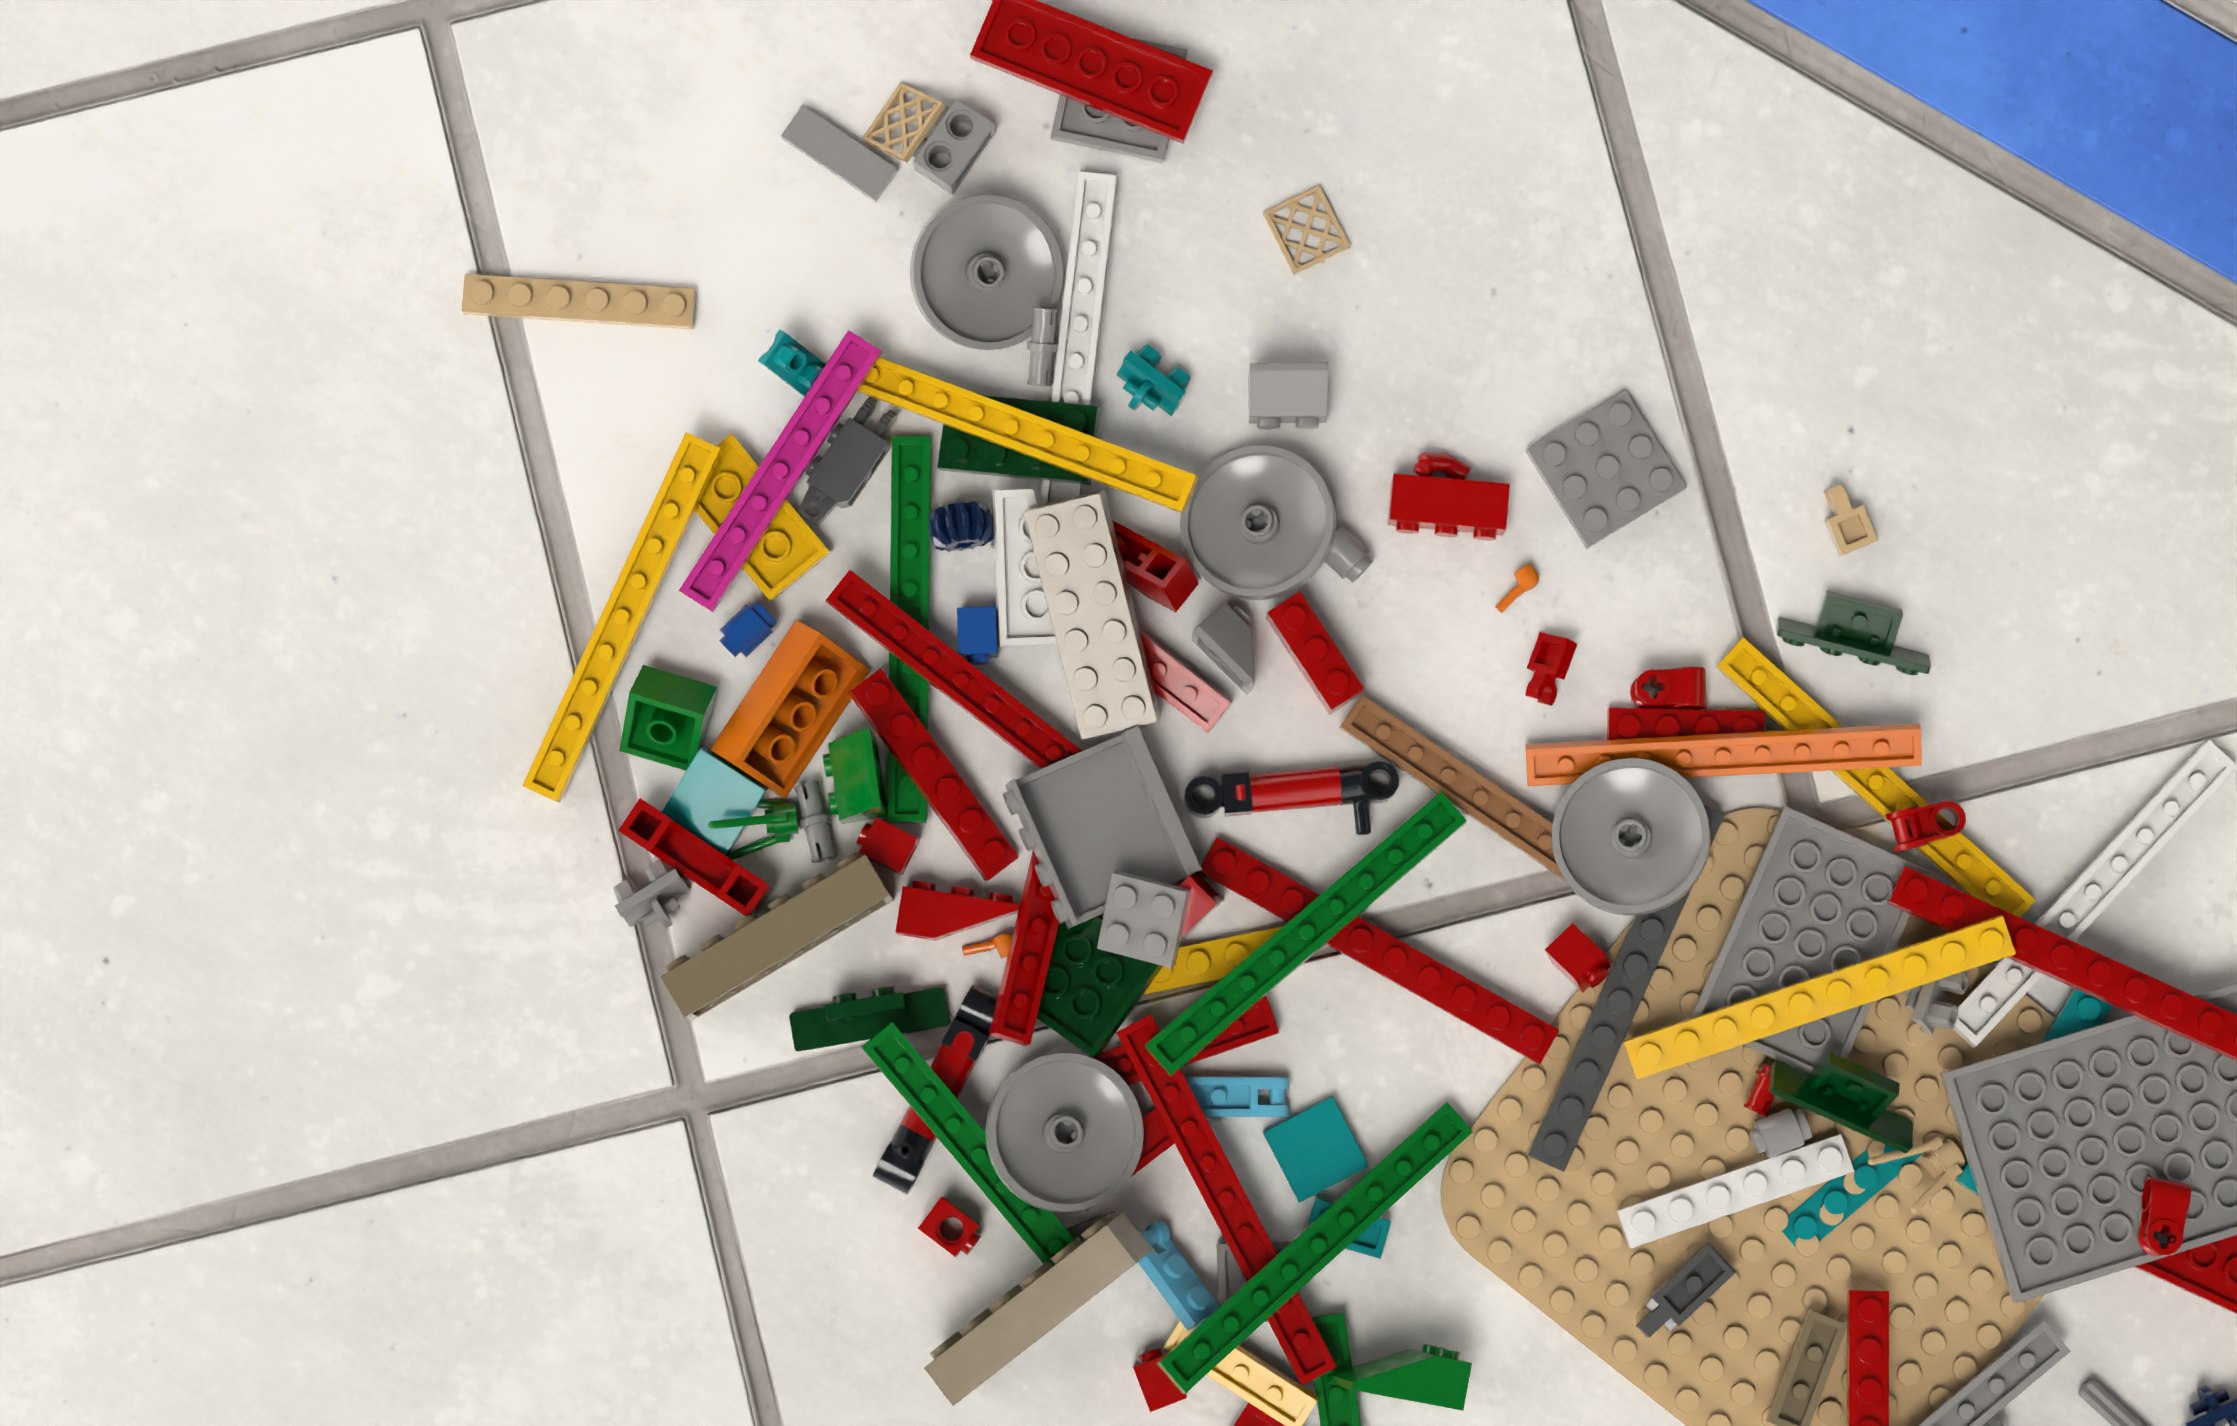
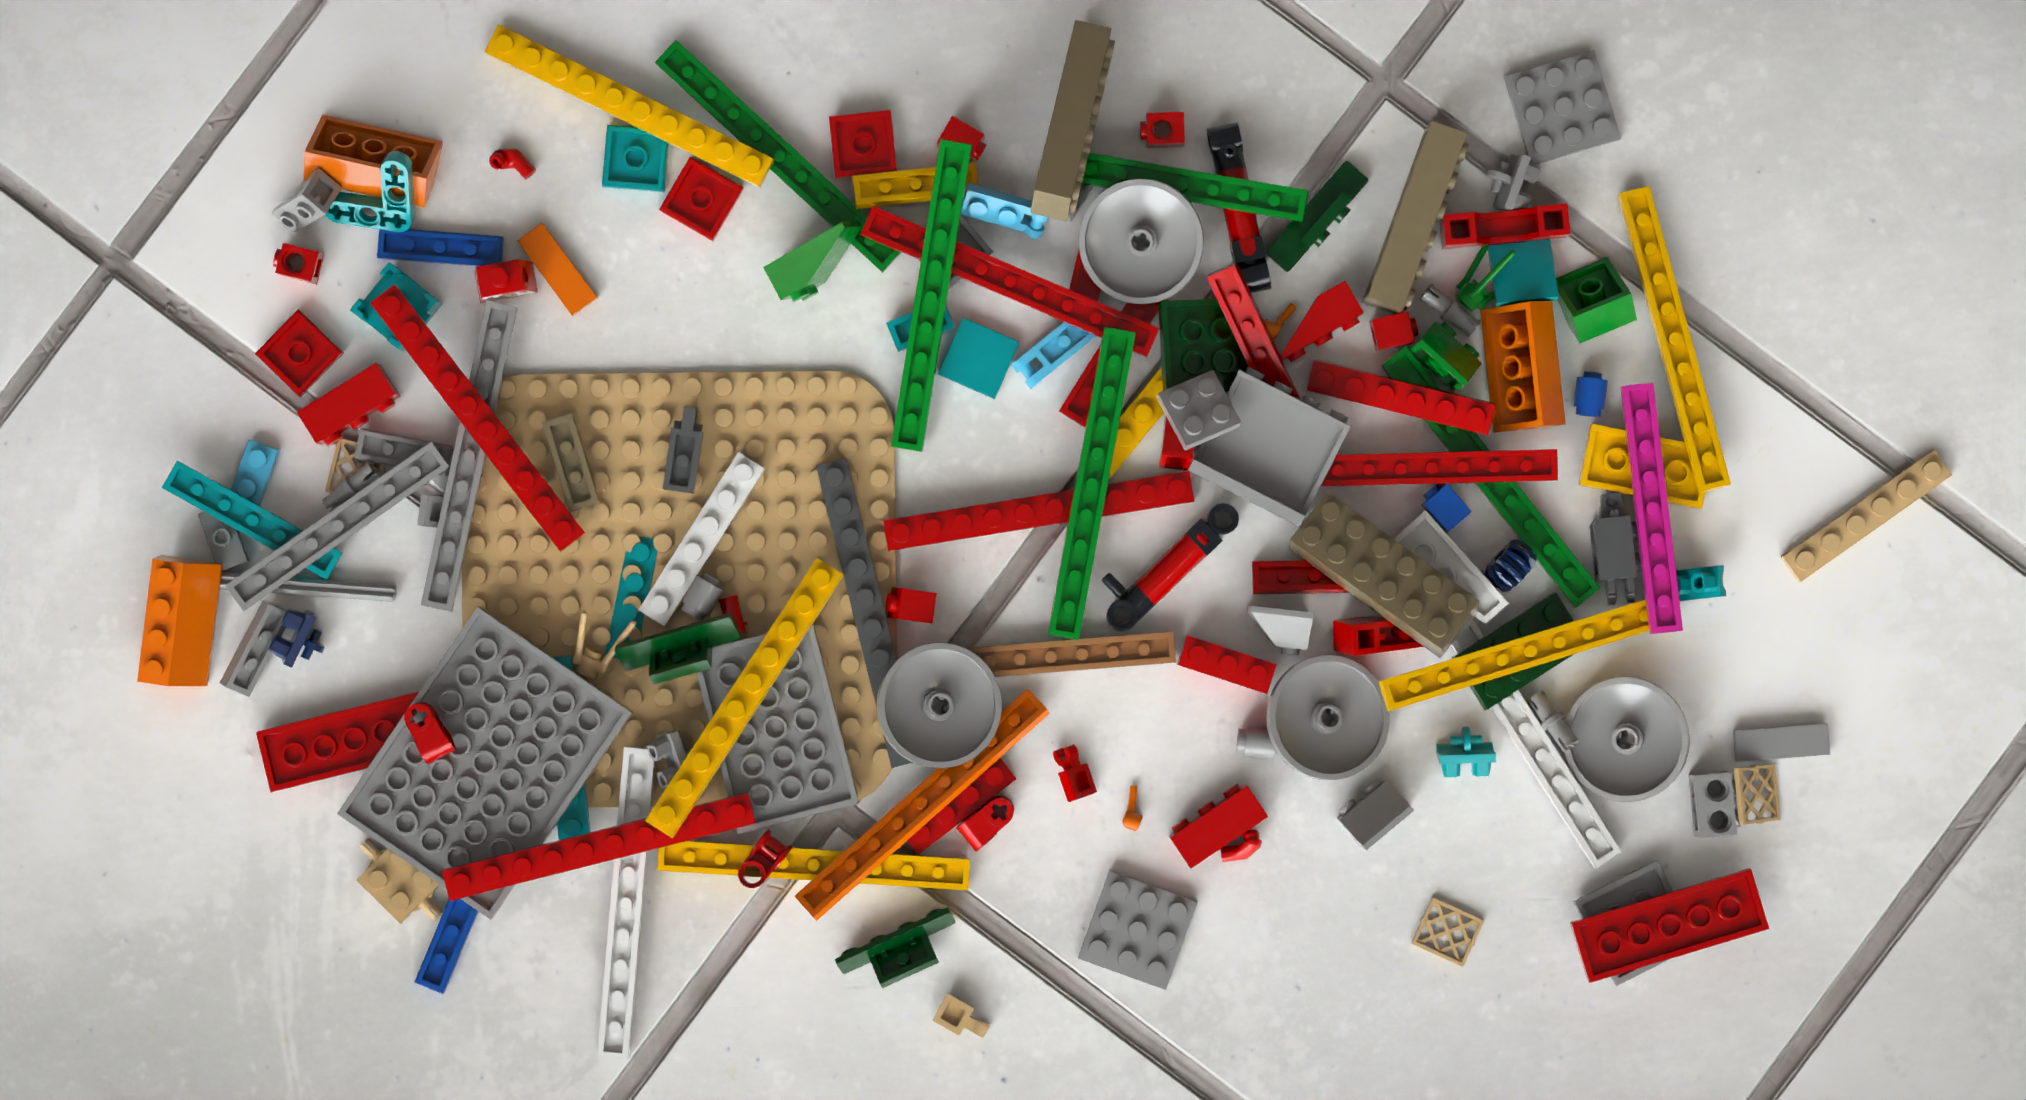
camera: 140 degrees right, 5 degrees up
(542, 931) = (1562, 107): none -> light grey plate

